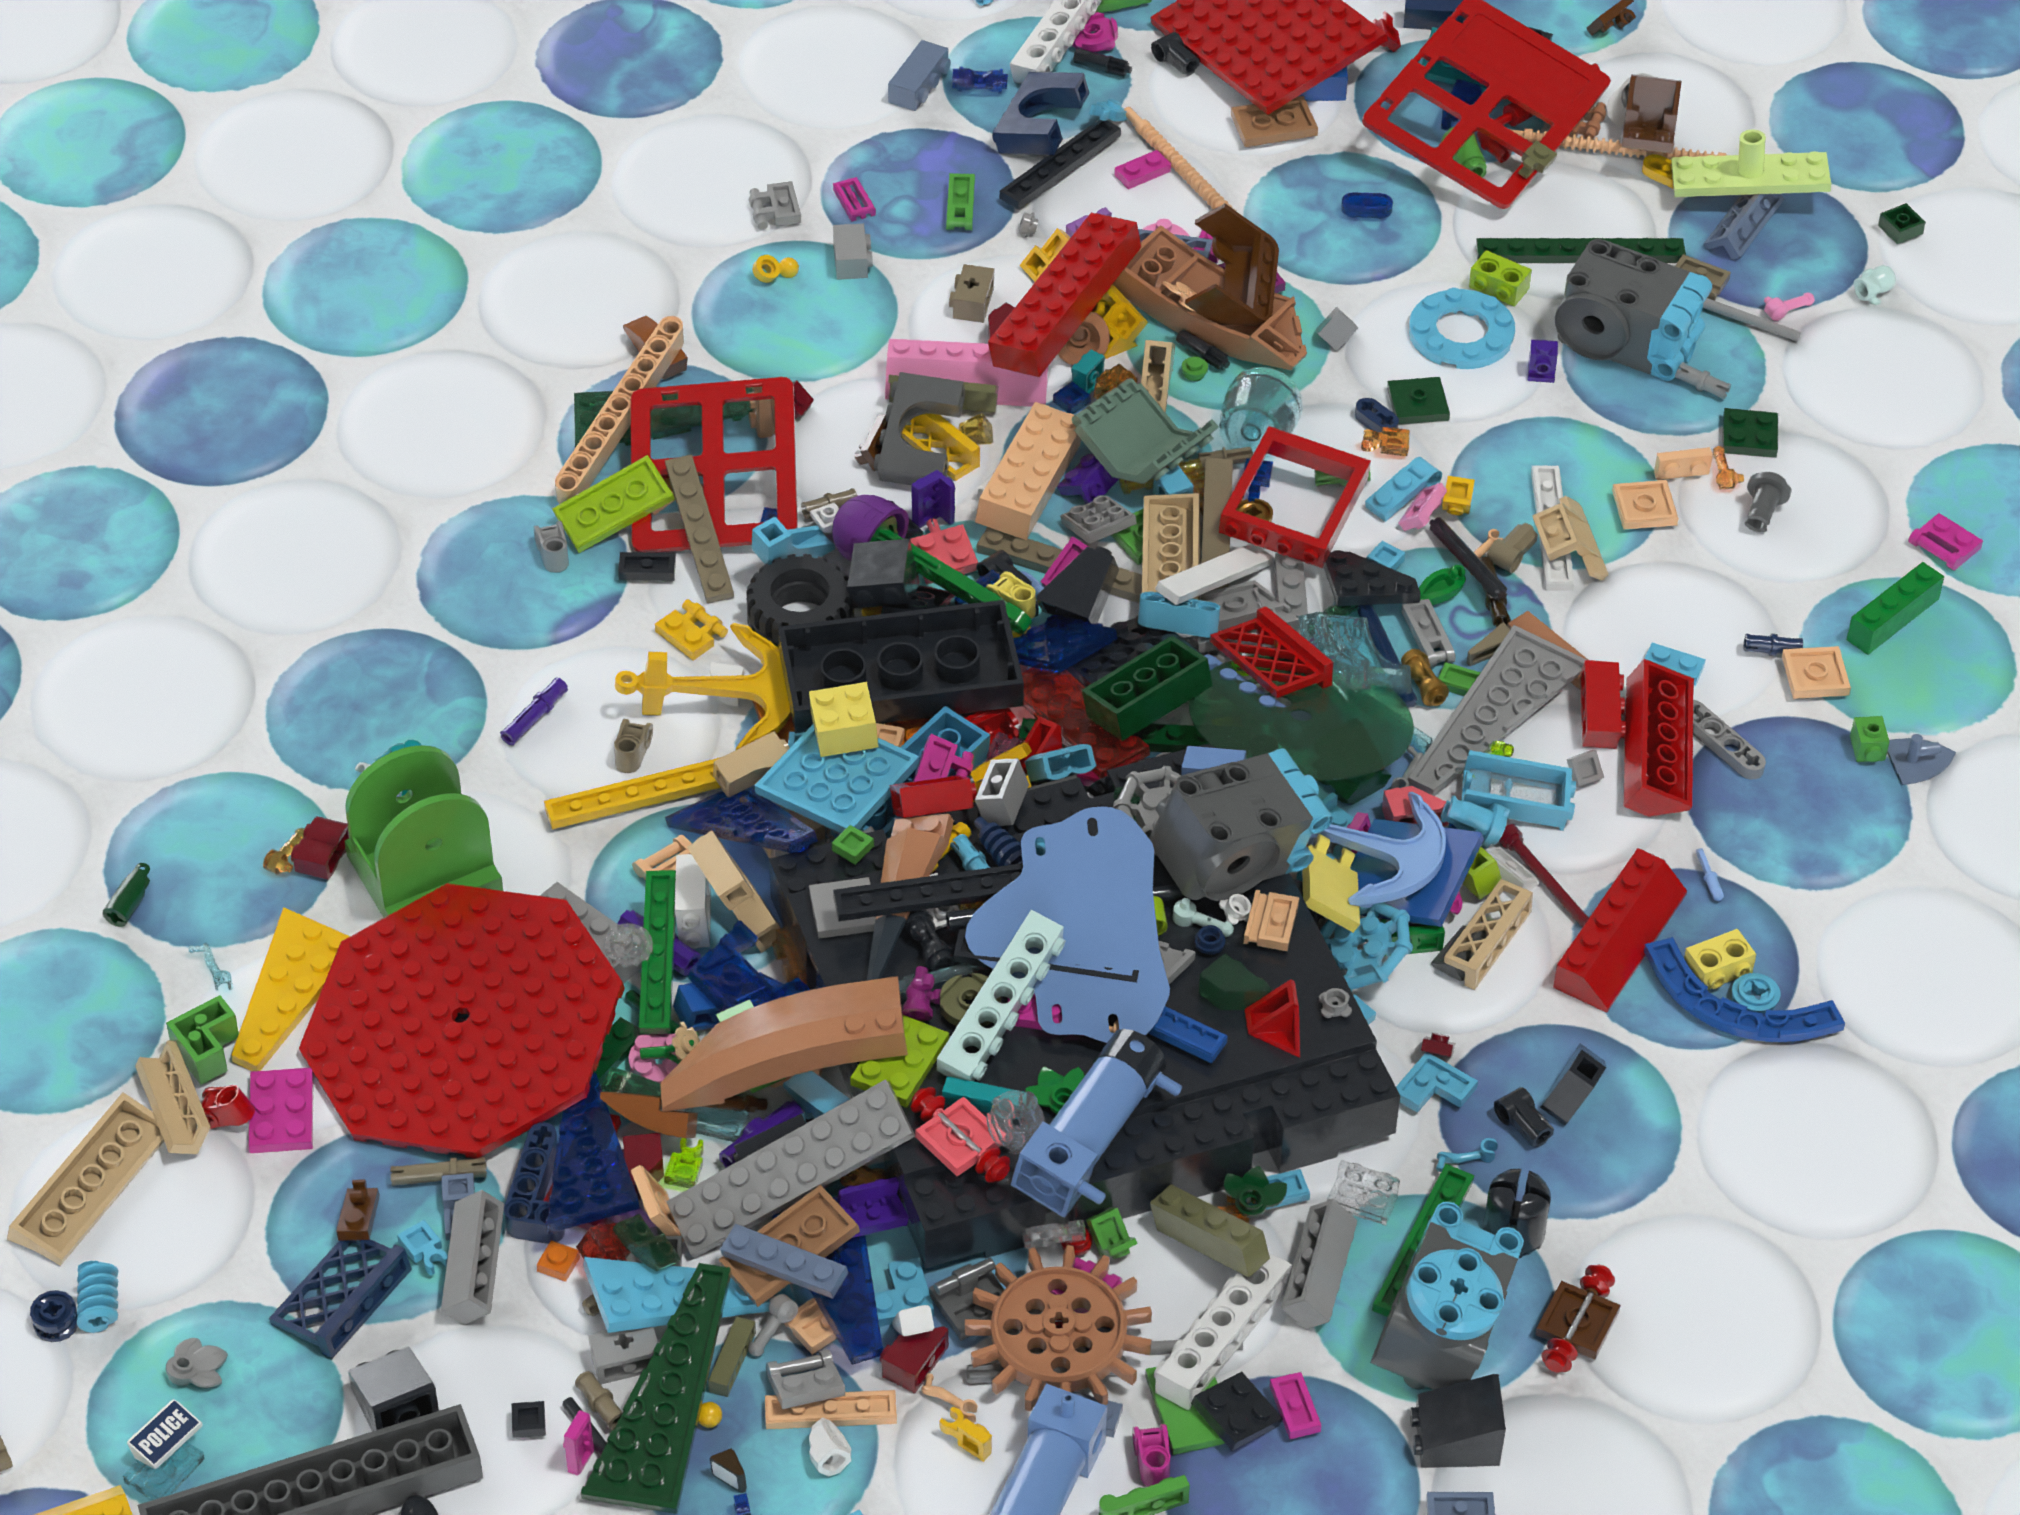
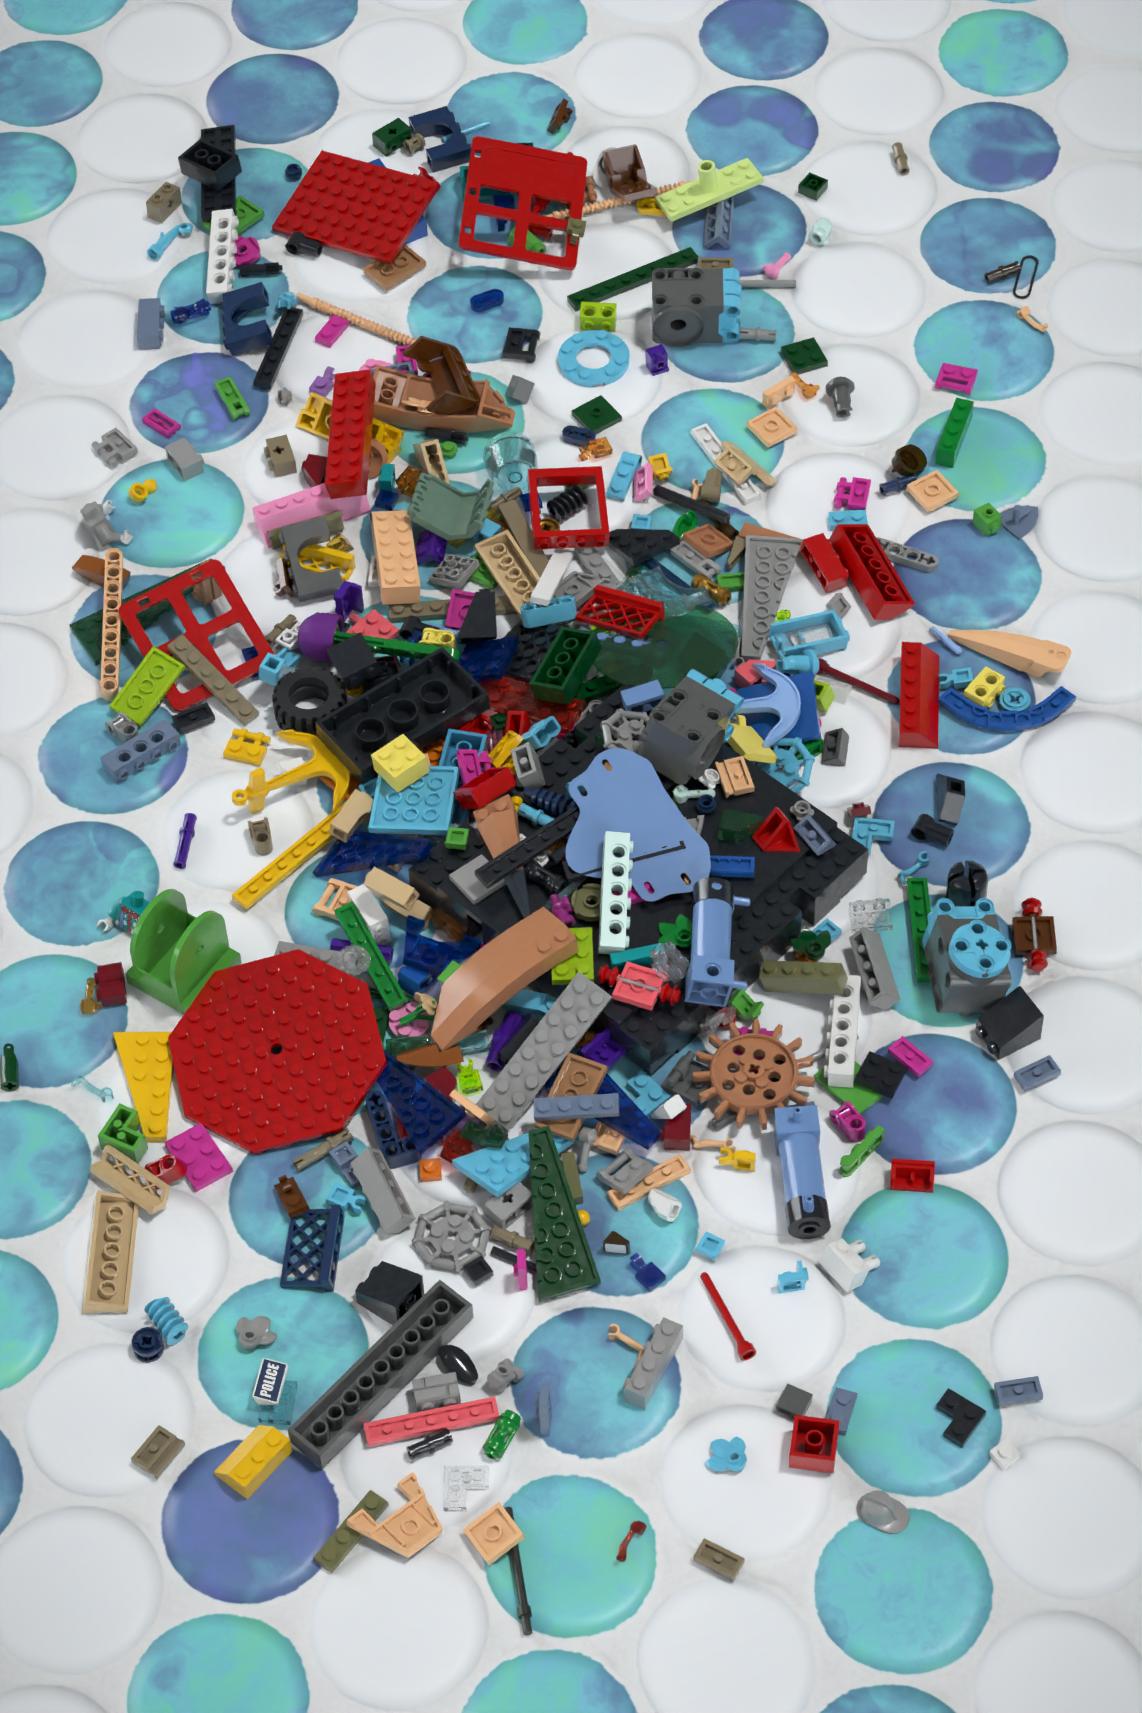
camera: 25 degrees left, 5 degrees up
(525, 1343) = (451, 1225): none -> light grey plate
(554, 579) = (140, 751): none -> sand blue brick
(691, 286) = (99, 524): none -> light grey torso
(1301, 491) = (567, 503): none -> black piece
(1332, 1043) = (814, 835): none -> sand blue slope
(1370, 269) = (515, 344): none -> black plate
(1460, 613) = (708, 540): none -> nougat plate
(1497, 939) = (852, 730): tan fence -> none
(1691, 931) = (959, 678): none -> medium azure plate
(1709, 635) = (858, 495): none -> dark pink plate
(1797, 927) = (1015, 650): none -> light nougat piece
(1806, 618) = (908, 460): none -> dark brown piece

